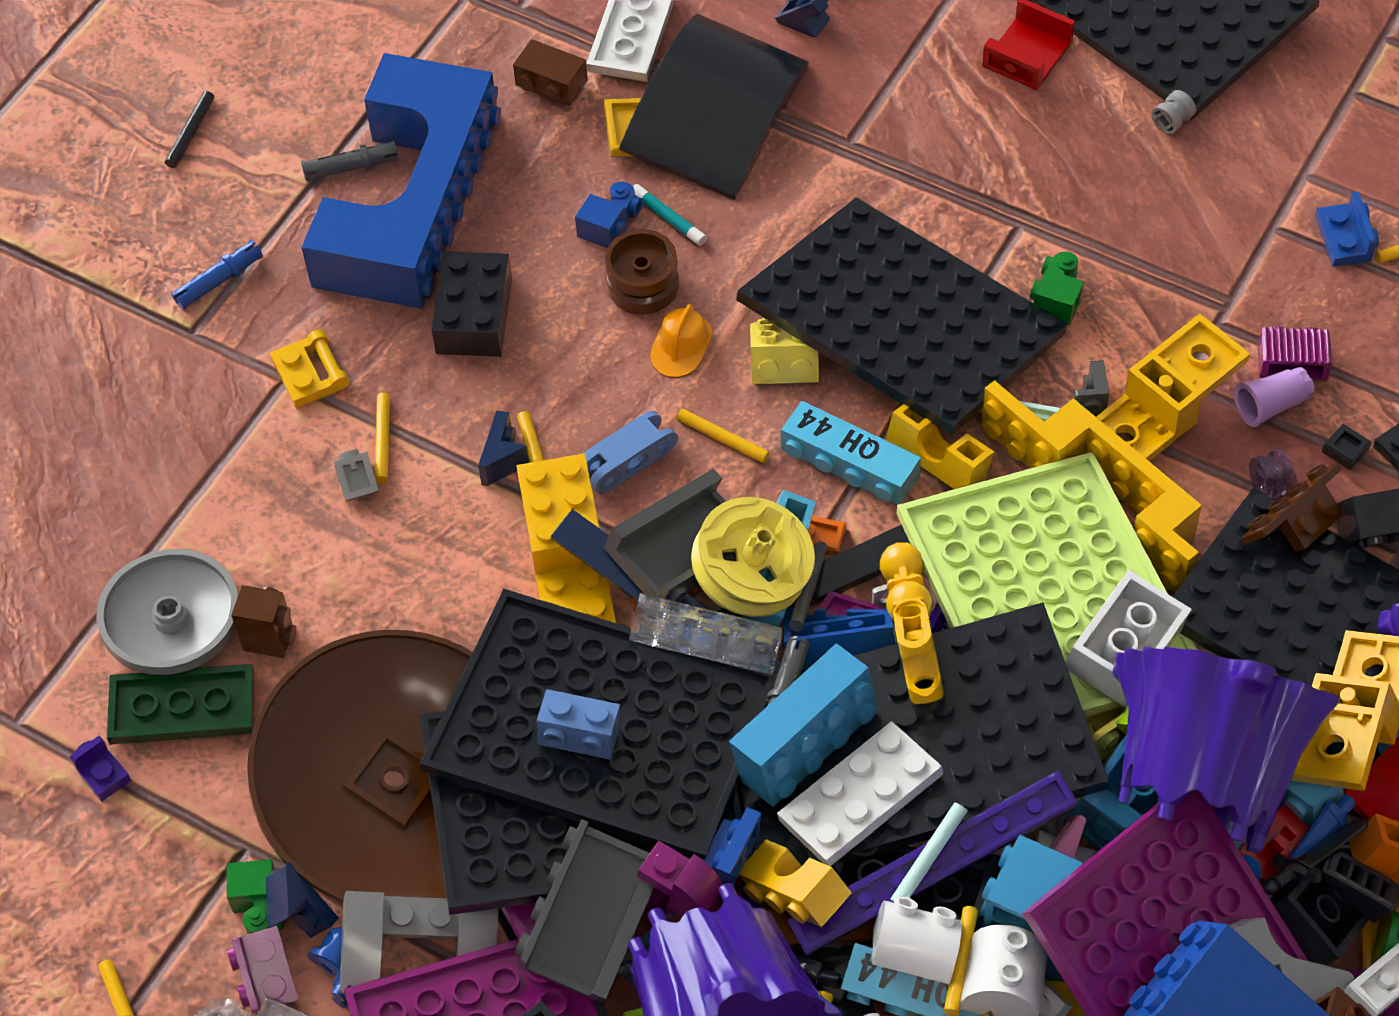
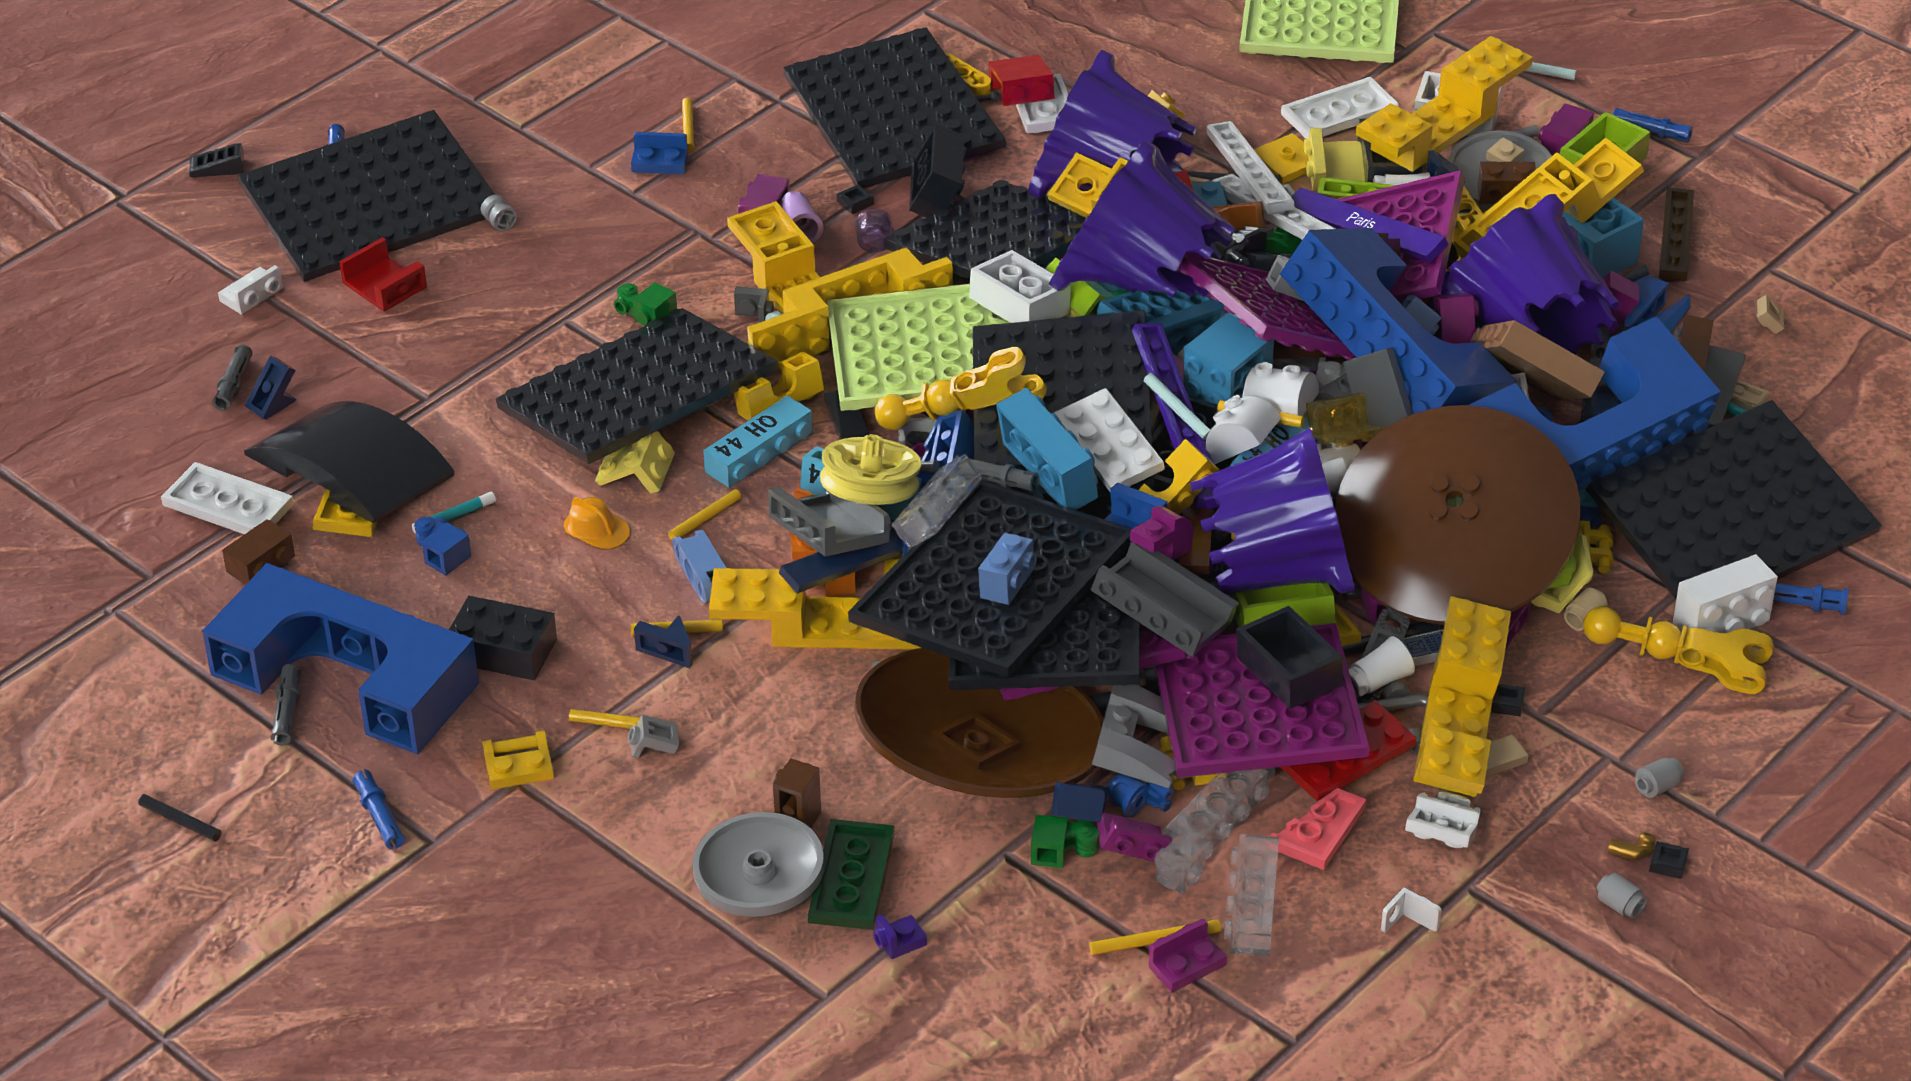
camera: 80 degrees left, 15 degrees down
(642, 271) = (521, 525): reddish brown wheel -> none
(1302, 514) = (919, 211): reddish brown bracket -> none

